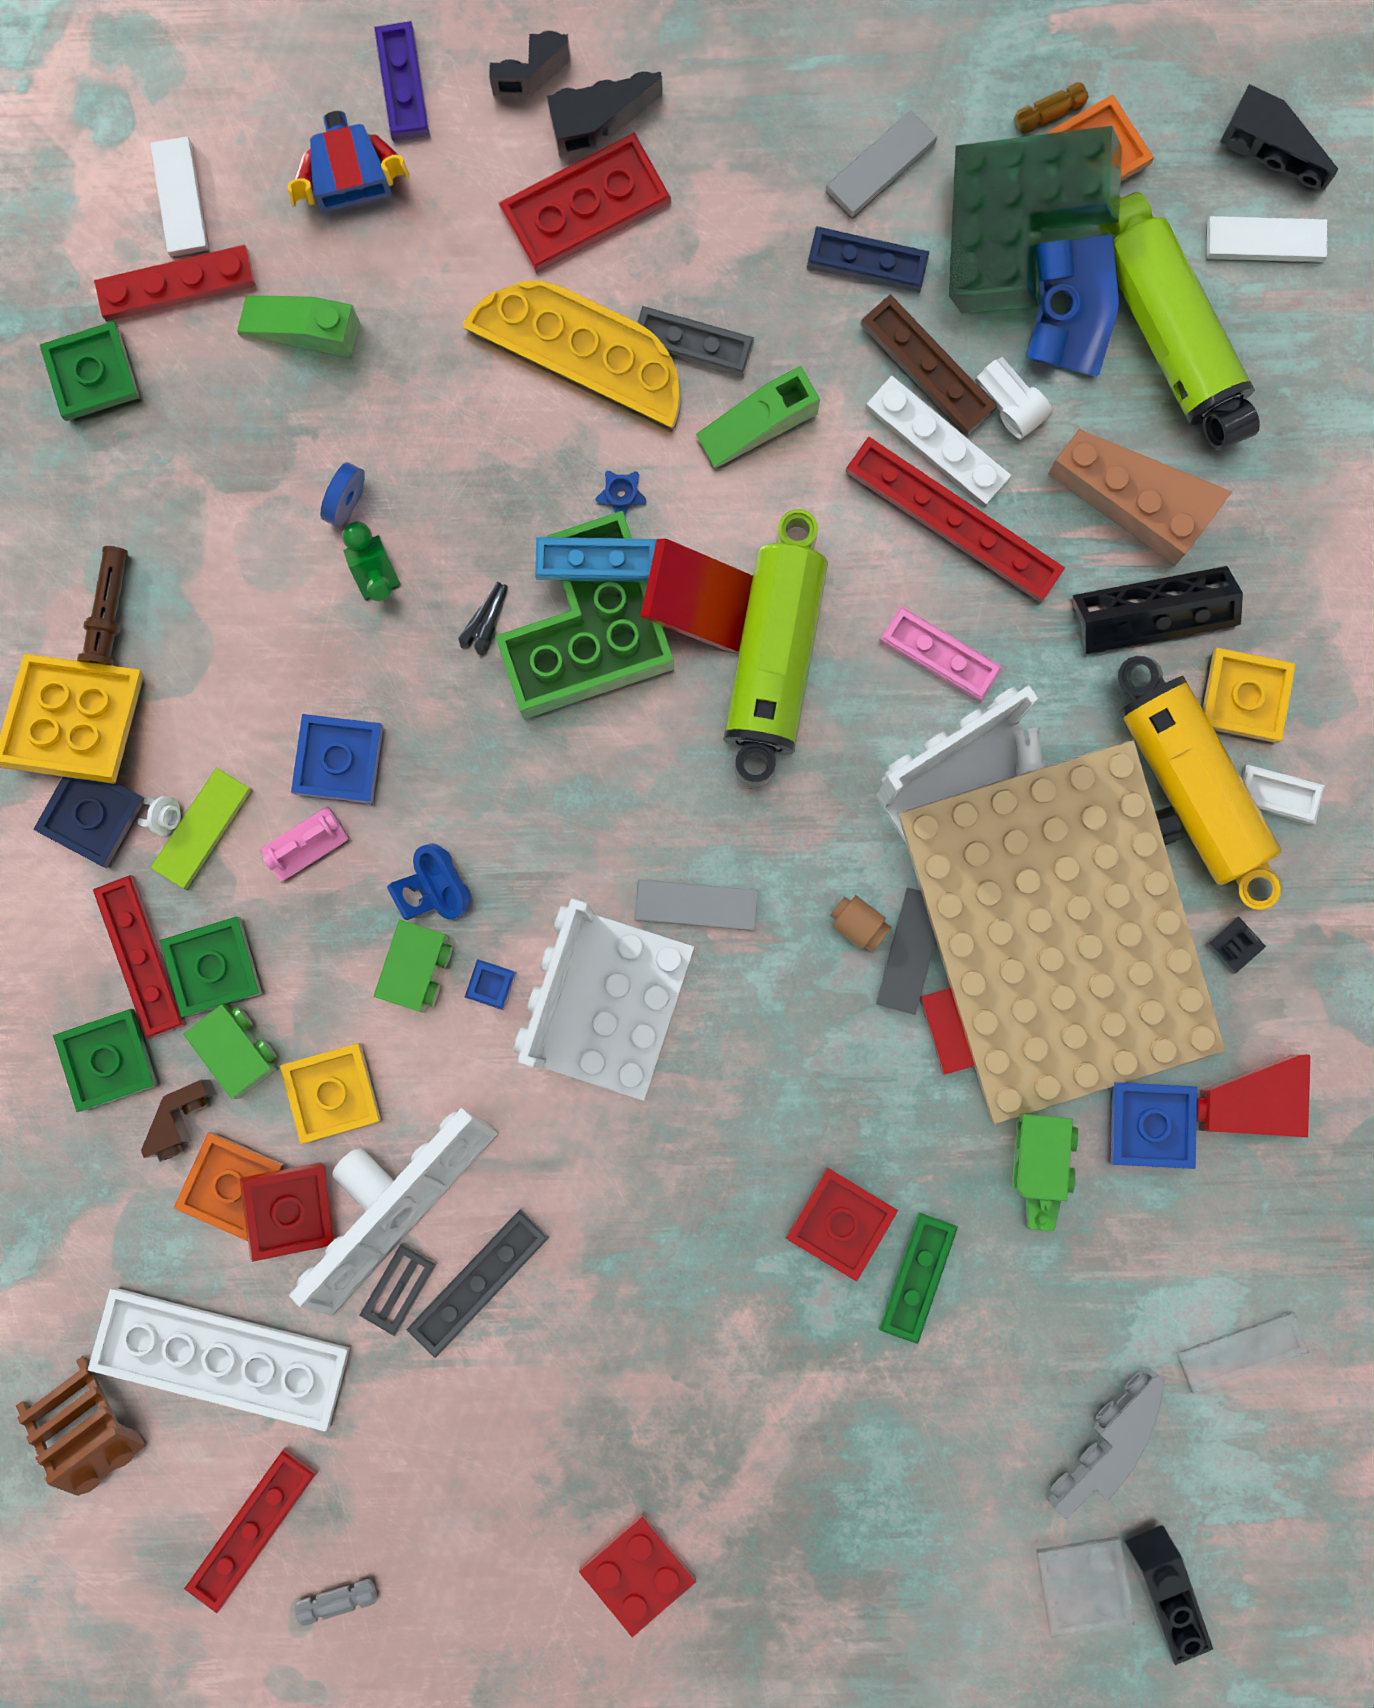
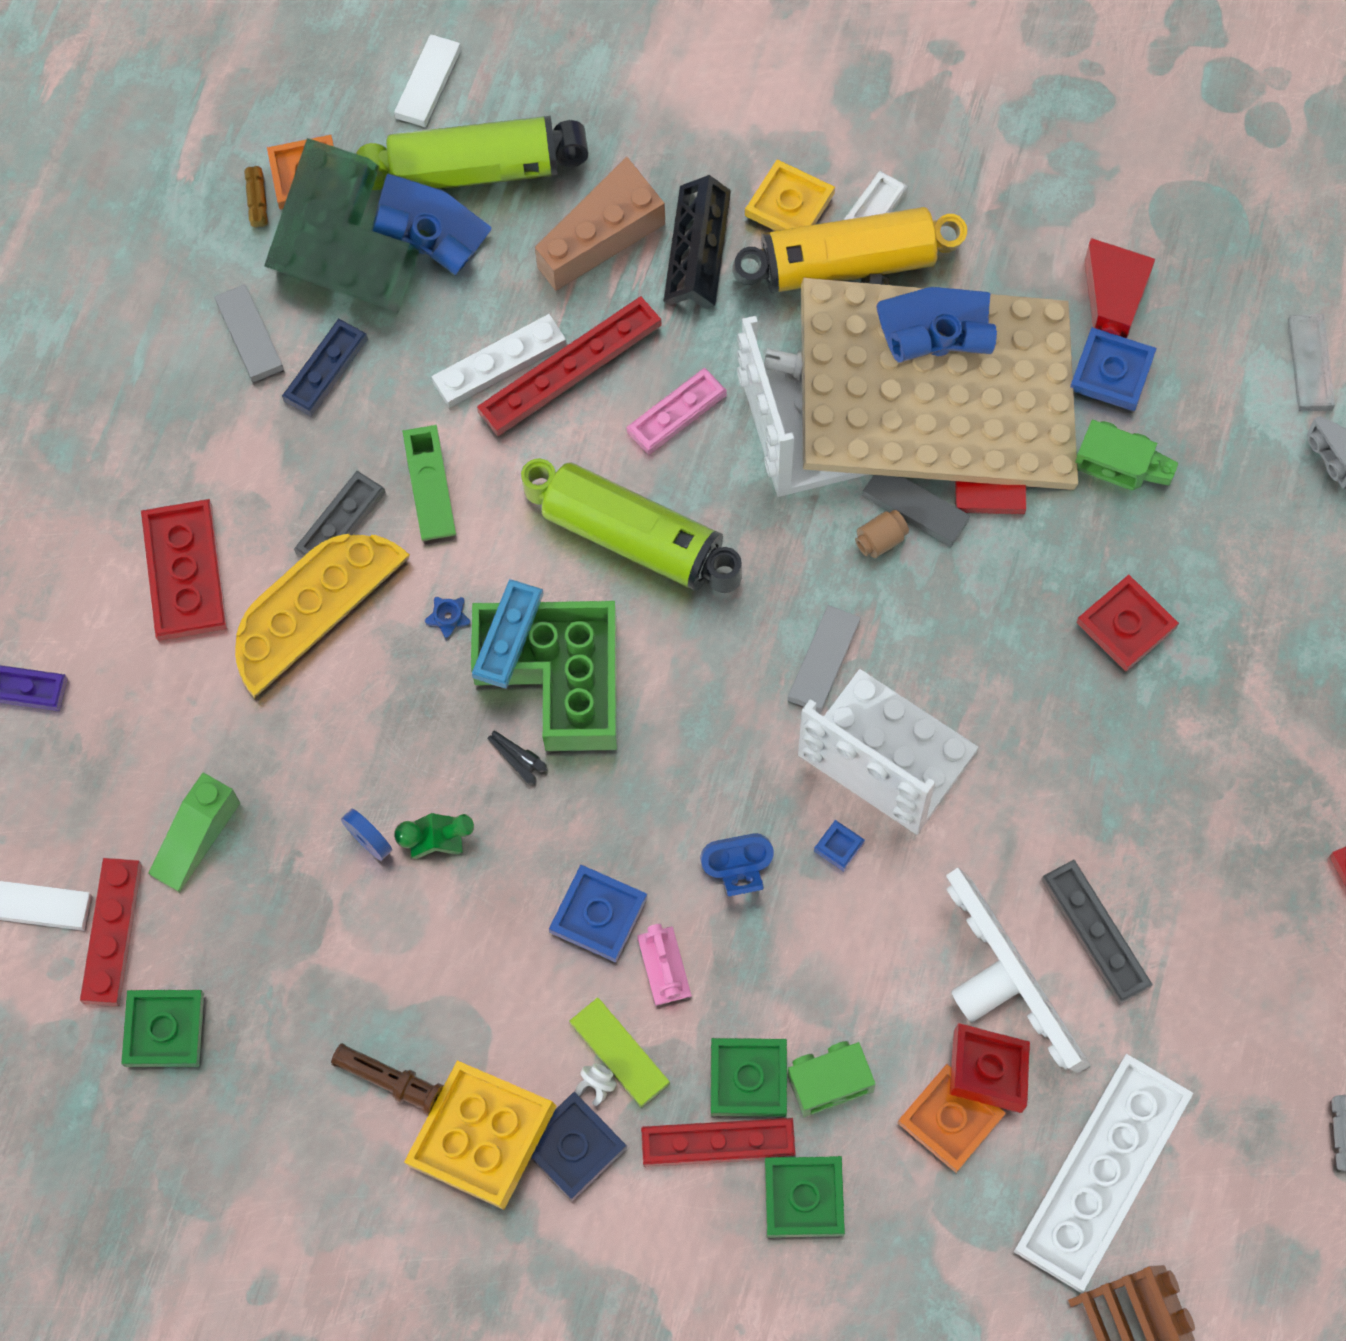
camera: 75 degrees left, 15 degrees down
(168, 1127) = (884, 1156): reddish brown slope -> none
(250, 1530) = (1264, 1192): red tile -> none
(330, 1093) = (894, 1005): yellow plate -> none
(345, 166) = (71, 746): torso -> none
(413, 966) = (804, 900): bright green brick -> none
(416, 1258) = (1105, 1024): dark grey tile -> none
(547, 56) = (43, 562): black slope -> none
(593, 114) = (111, 542): black slope -> none
(697, 595) = (565, 569): red tile -> none
(918, 1278) = (1187, 580): green tile -> none
(928, 365) = (433, 346): reddish brown plate -> none
(1019, 406) = (495, 290): white piece -> none
(1148, 927) = (916, 318): none -> blue panel
(1235, 945) = (985, 270): black tile -> none
(1277, 137) = (348, 47): black slope -> none

